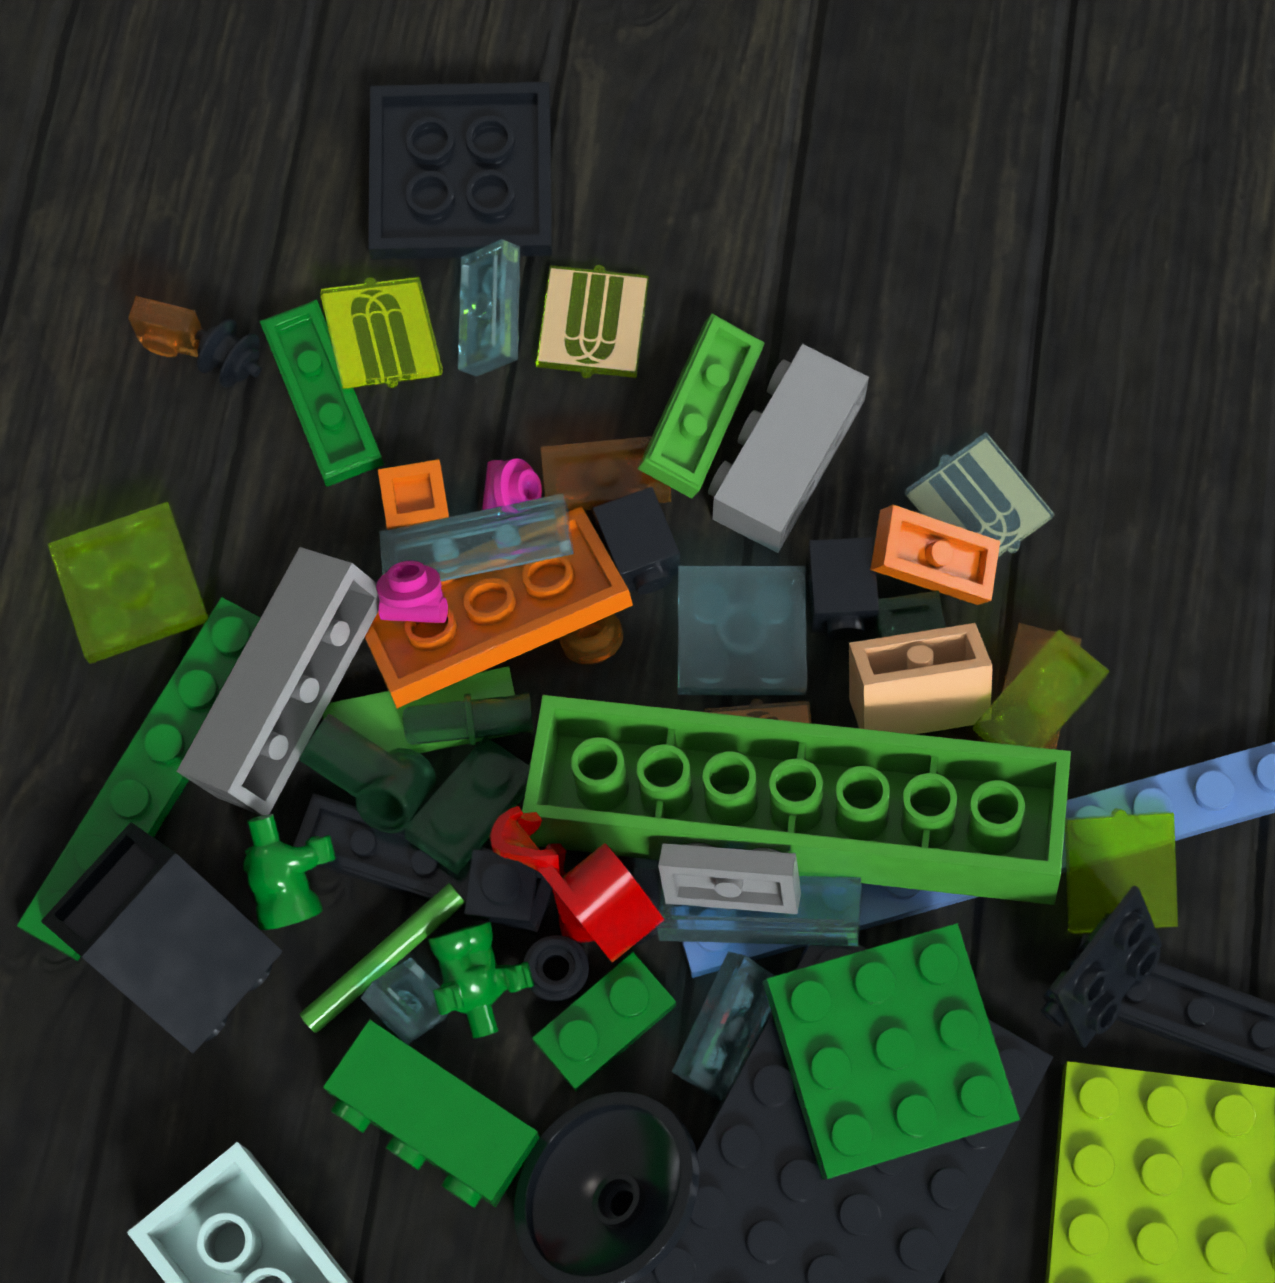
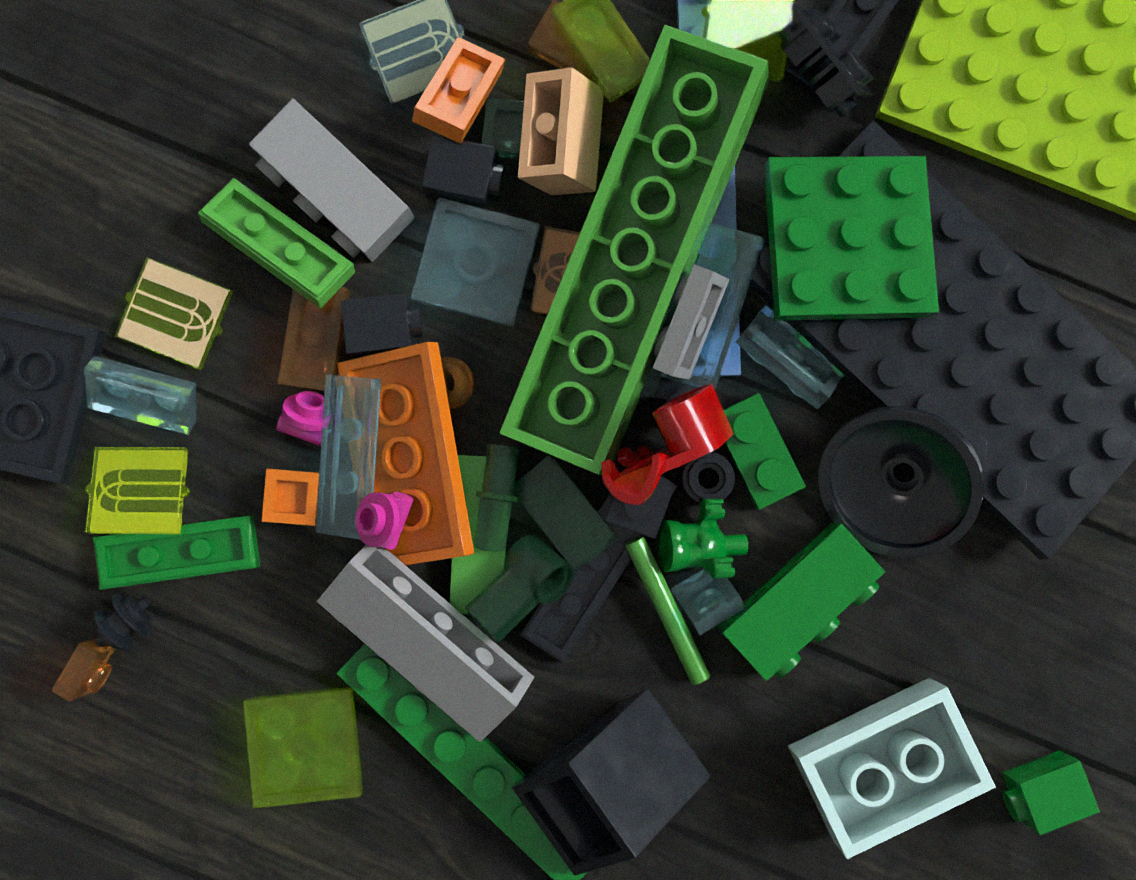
camera: 80 degrees left, 15 degrees up
(279, 875) = (587, 677): green piece -> none

